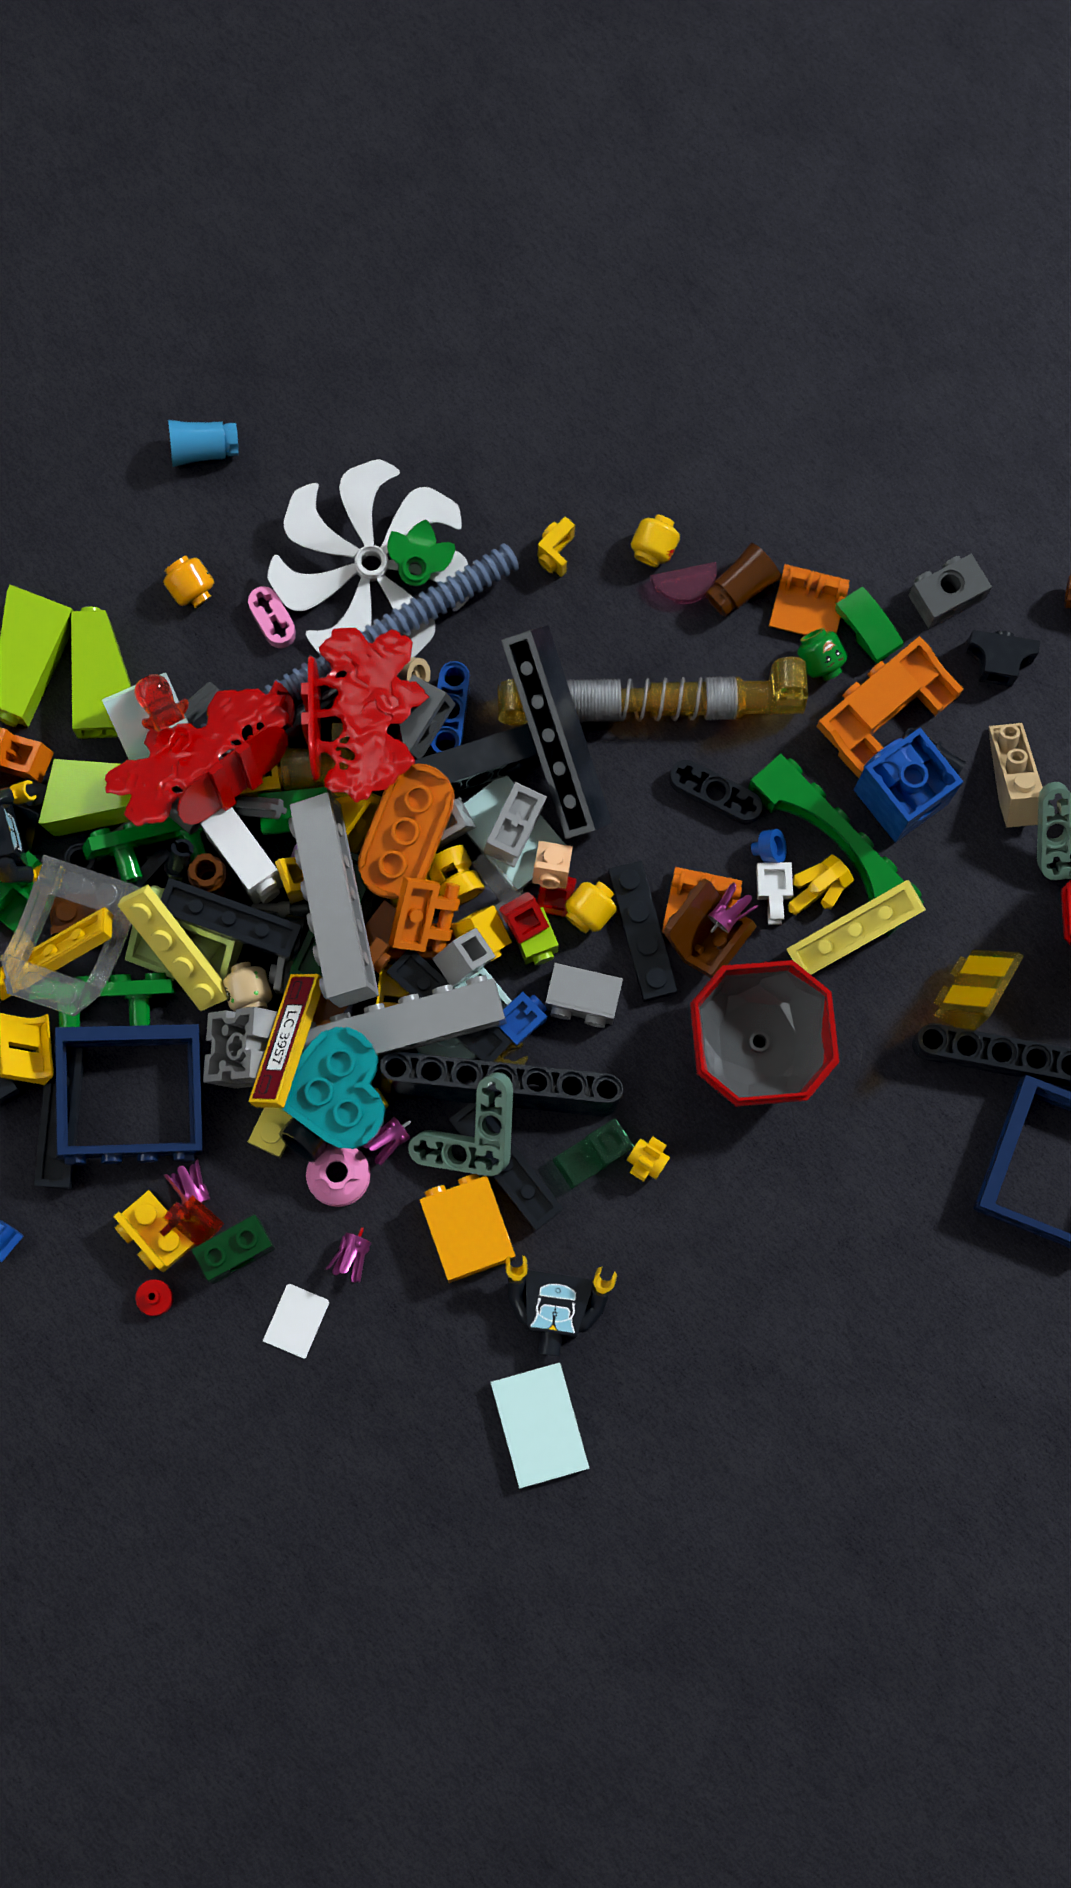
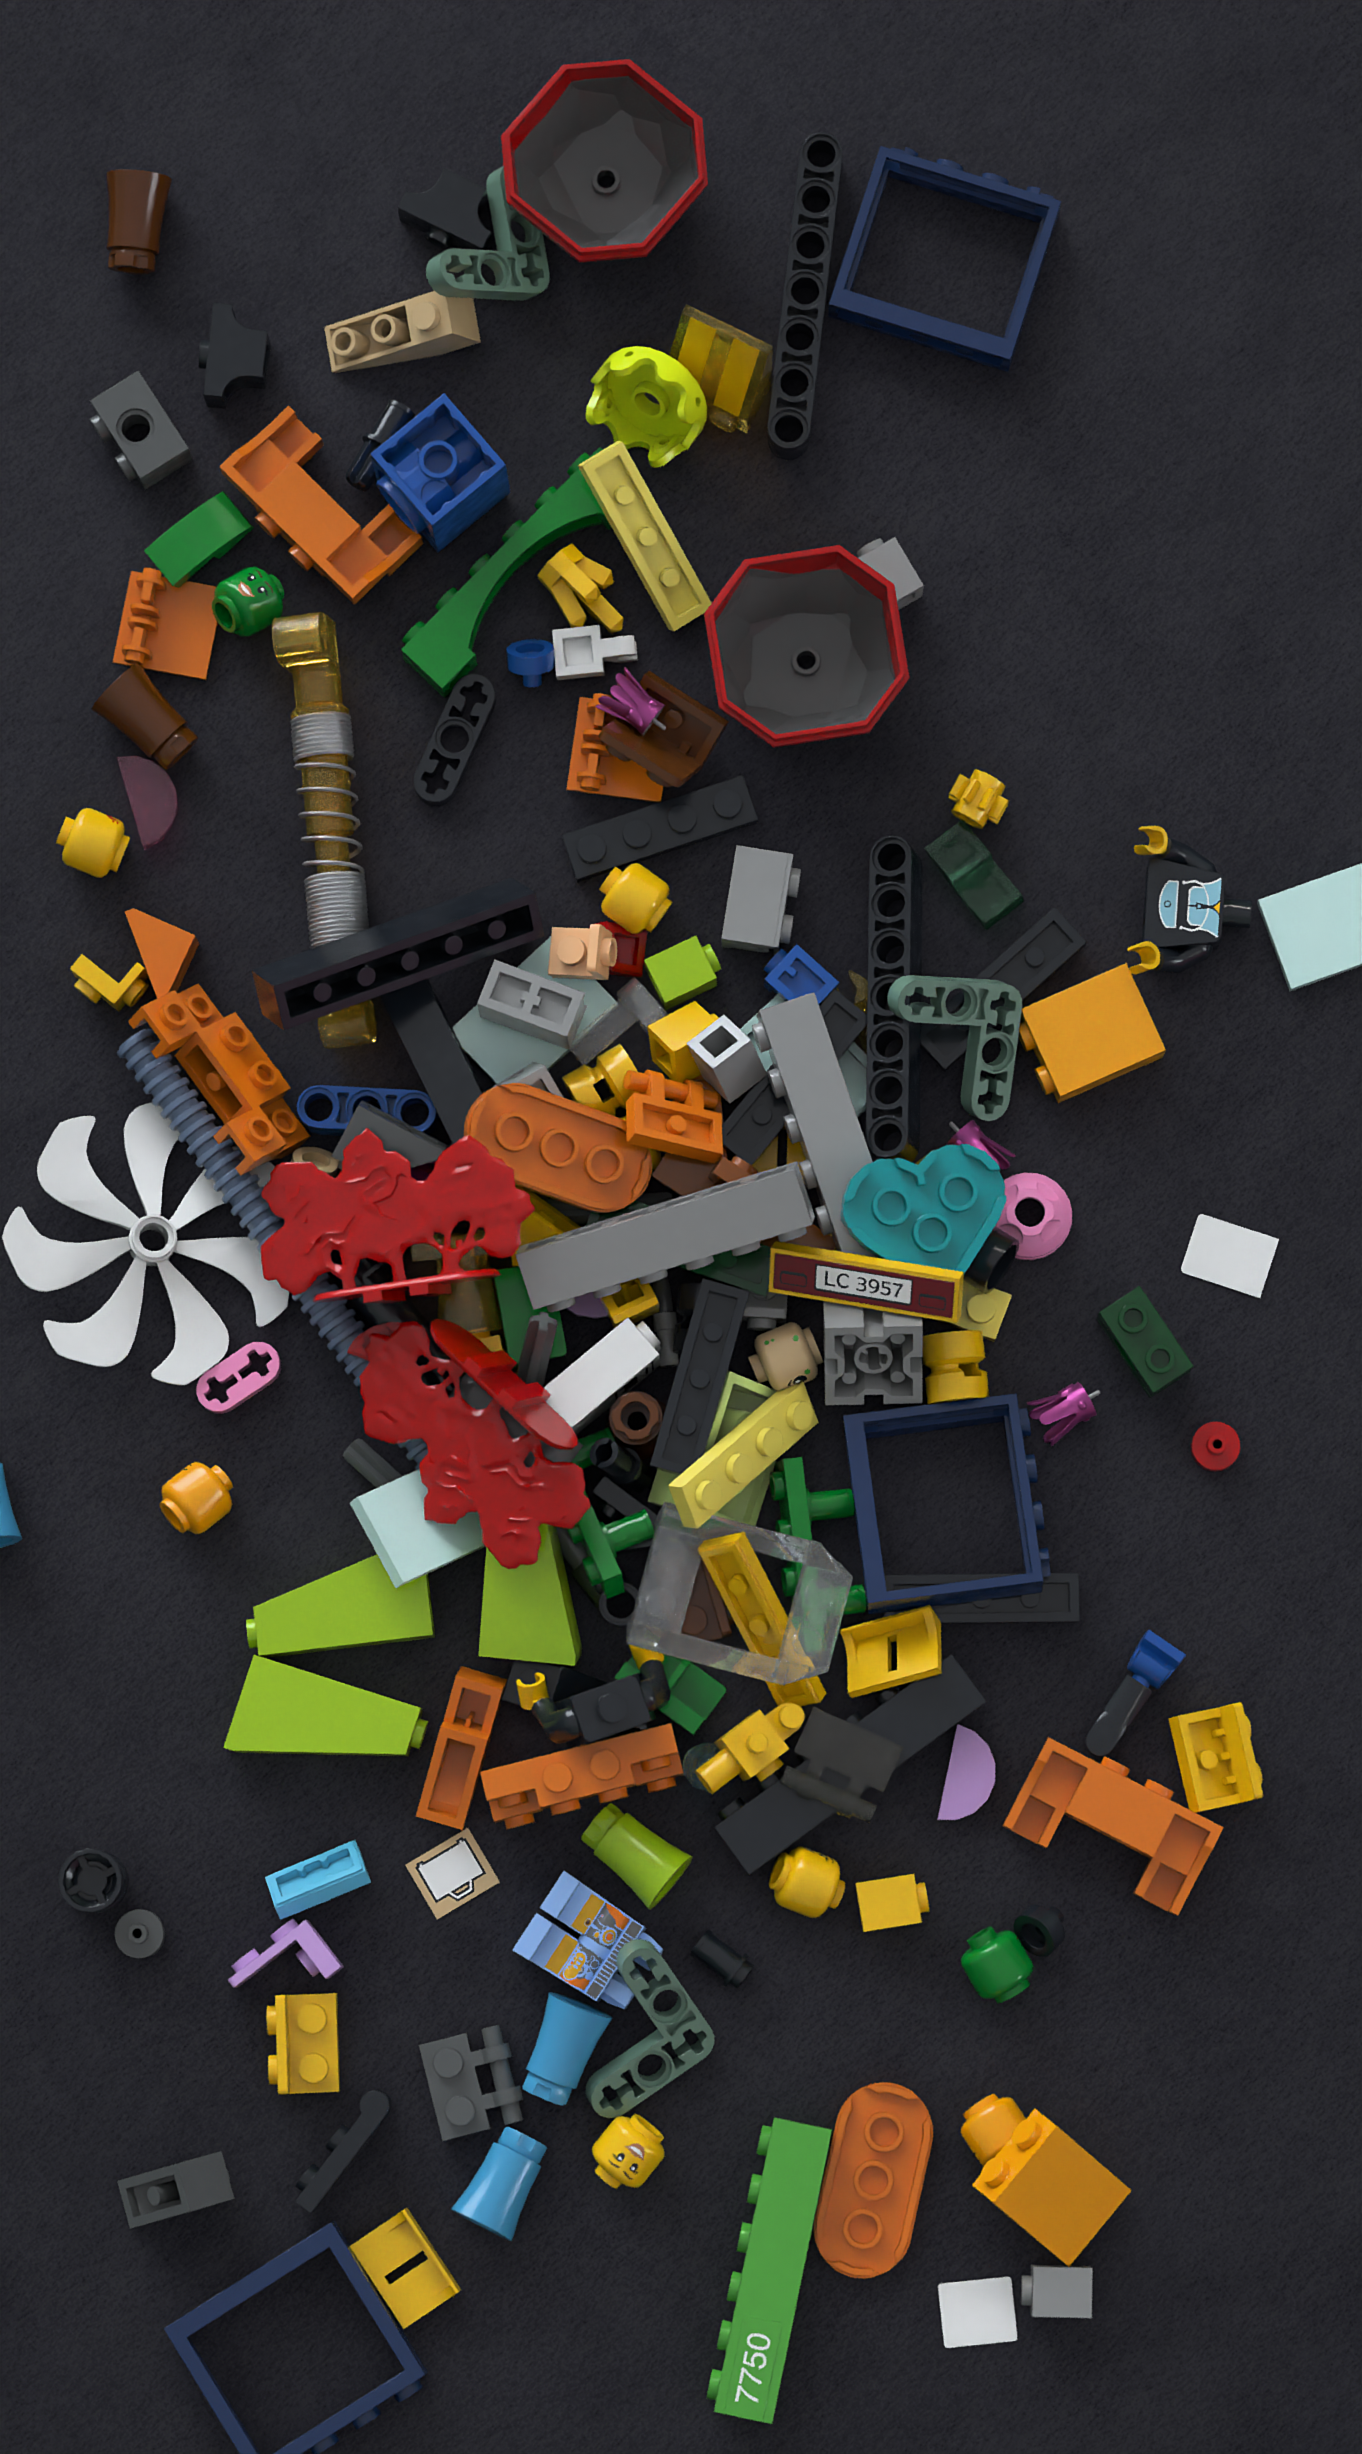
camera: 85 degrees left, 5 degrees up
(142, 1224) = (1127, 1454): yellow bracket -> none
(158, 702) = (397, 1504): clear red animal -> none
(192, 1220) = (1112, 1398): clear red bracket -> none
(226, 1109) = (954, 1366): none -> yellow wheel
(351, 1248) = (1131, 1181): flat silver piece -> none
(419, 549) = (132, 1166): green plate -> none
(485, 619) = (229, 1073): none -> orange bracket
(524, 917) = (661, 983): red slope -> none
(573, 582) = (164, 950): none -> orange slope
(822, 1107) = (894, 565): none -> light grey brick
(955, 937) = (633, 418): none -> neon yellow plate

